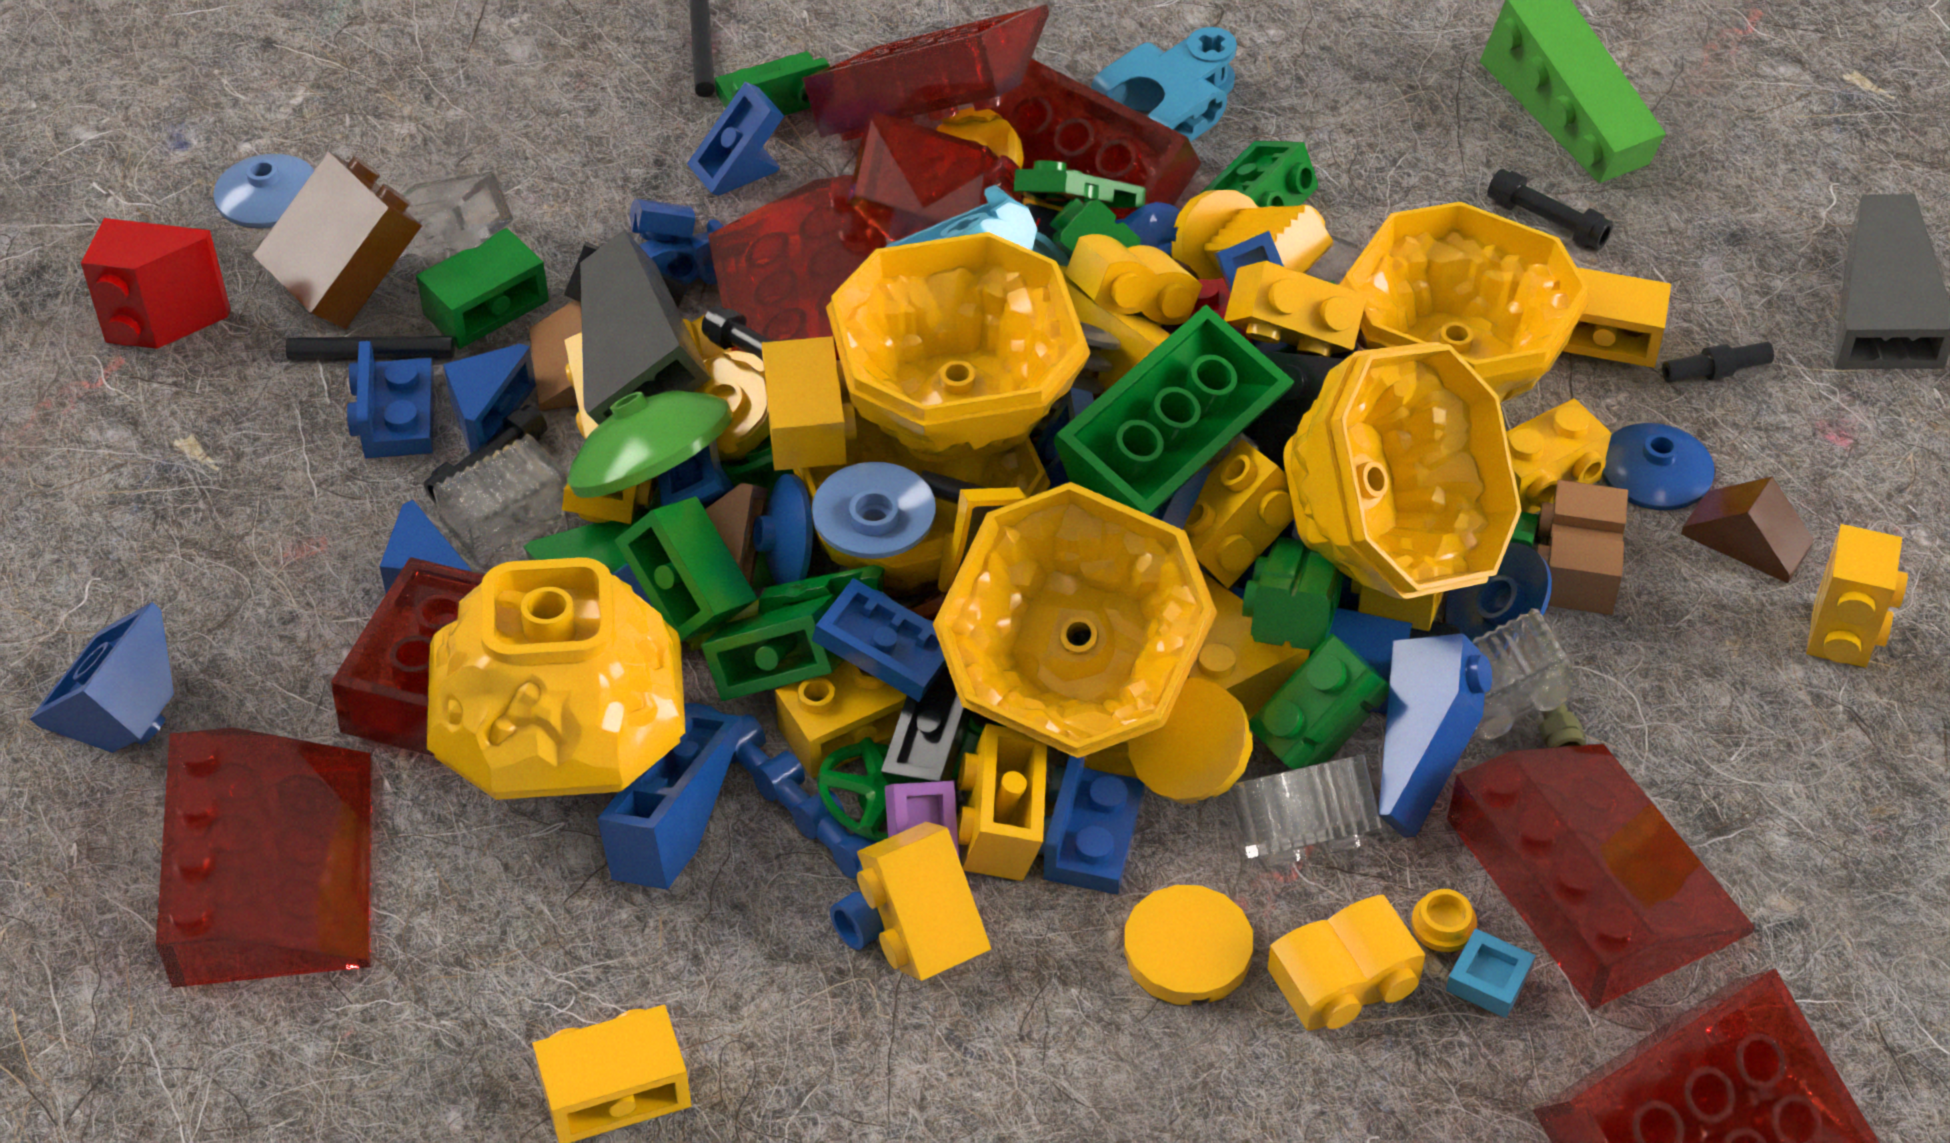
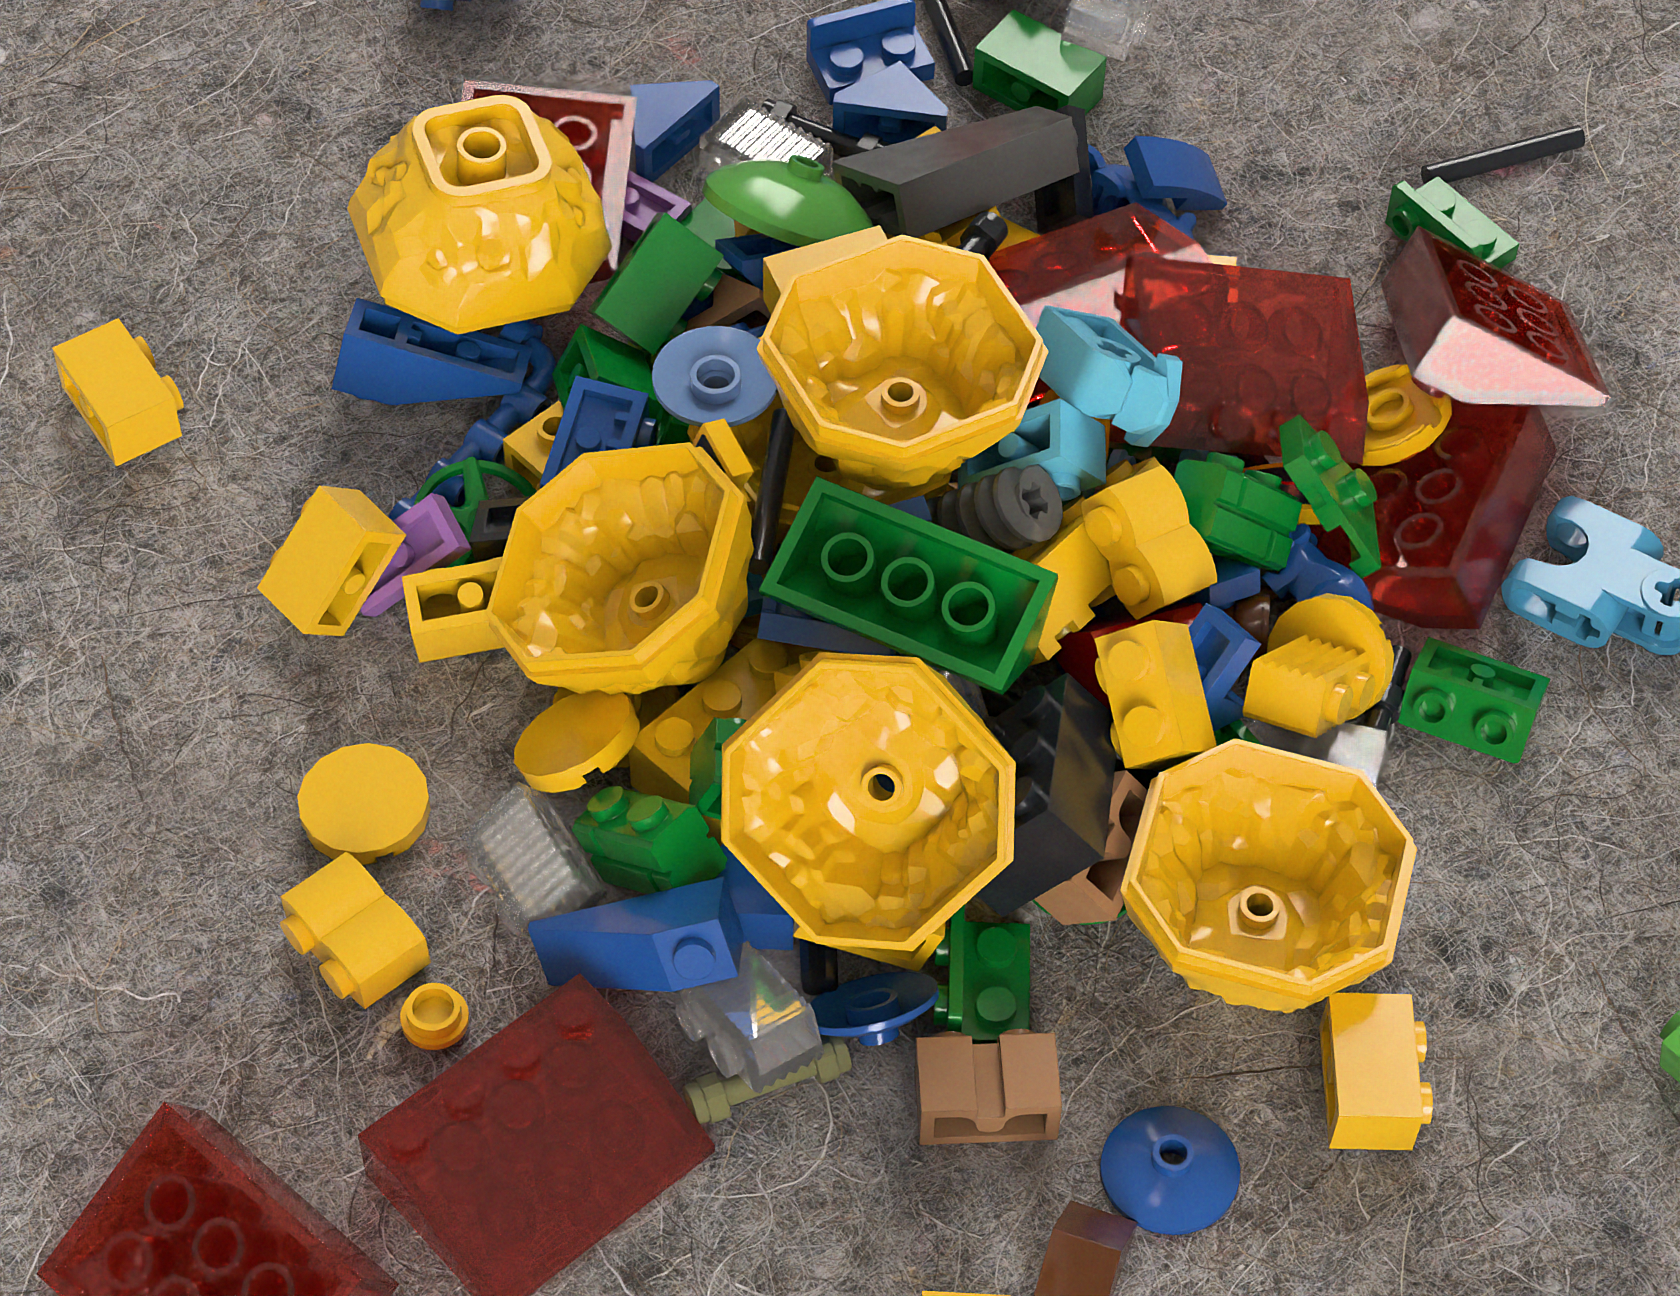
camera: 75 degrees right, 5 degrees up
(263, 858) = (301, 106): clear red slope -> none
(734, 146) = (1332, 220): blue slope -> none
(1090, 826) = (477, 695): blue bracket -> none
(1490, 973) = (372, 1062): dark azure plate -> none
(1556, 446) = (1106, 1029): yellow brick -> none
(1588, 228) = (1552, 1045): black bar -> none
(1718, 362) = (1361, 1215): black bar -> none

